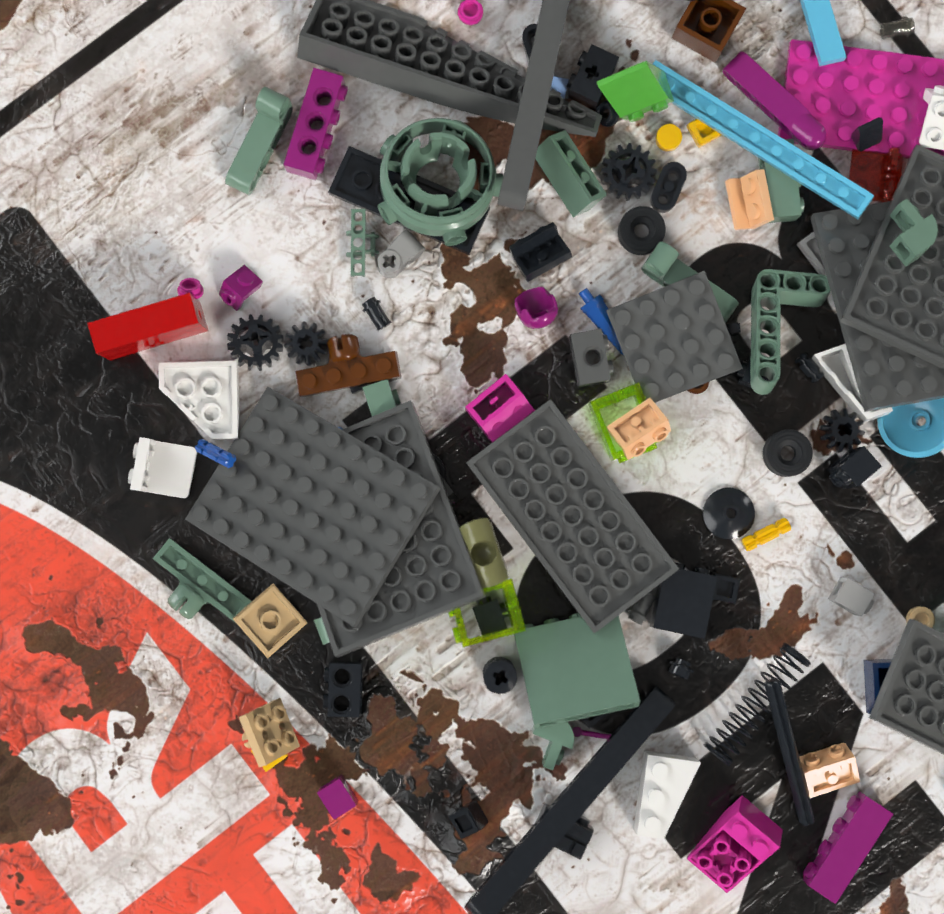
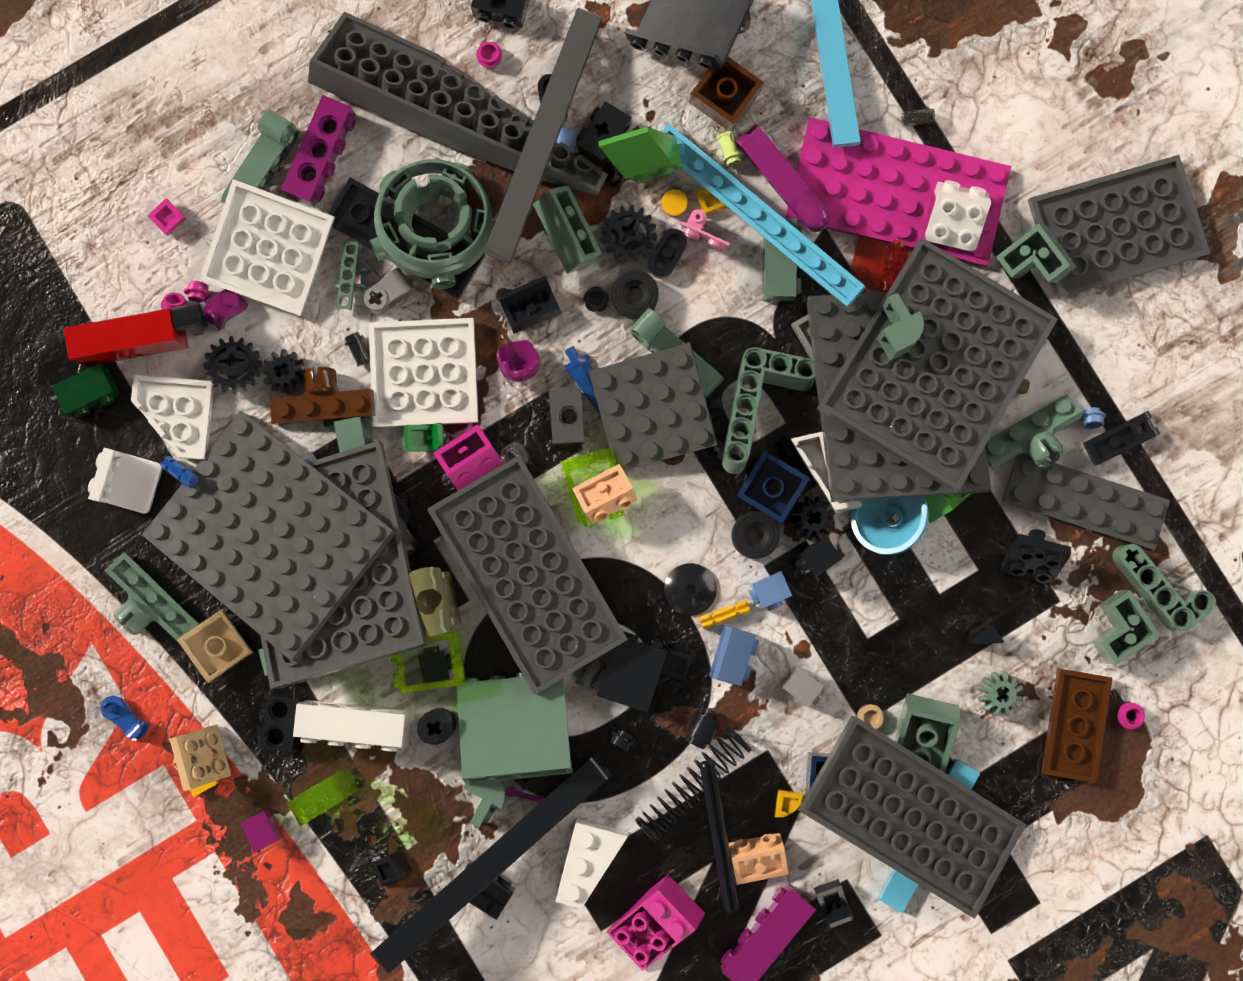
camera: 10 degrees right, 0 degrees up
(113, 384) = (85, 391): none -> dark green brick
(173, 204) = (167, 217): none -> dark pink plate
(184, 699) = (121, 715): none -> blue piece
(209, 301) = (189, 318): none -> black piece
(211, 274) = (197, 291): none -> dark pink plate
(276, 223) = (267, 247): none -> white plate
(399, 752) = (322, 796): none -> clear neon green window
(416, 683) = (352, 723): none -> white brick
(443, 329) = (423, 372): none -> white plate
(452, 393) = (424, 437): none -> green bracket
(540, 397) = (513, 450): none -> clear tile
(606, 233) = (589, 297): none -> black plate
(695, 160) = (695, 227): none -> bright pink hinge
(717, 78) = (731, 154): none -> yellowish green pin
(749, 200) = (746, 276): light nougat bracket -> none
(758, 648) = (703, 728): none -> black brick
(780, 572) = (733, 656): none -> medium blue slope
(802, 403) = (774, 487): none -> dark blue brick
(809, 506) = (770, 591): none -> medium blue brick
(849, 711) = (787, 802): none -> yellow tile
(868, 134) = (873, 222): black slope -> none
(907, 806) = (833, 903): none -> black bracket

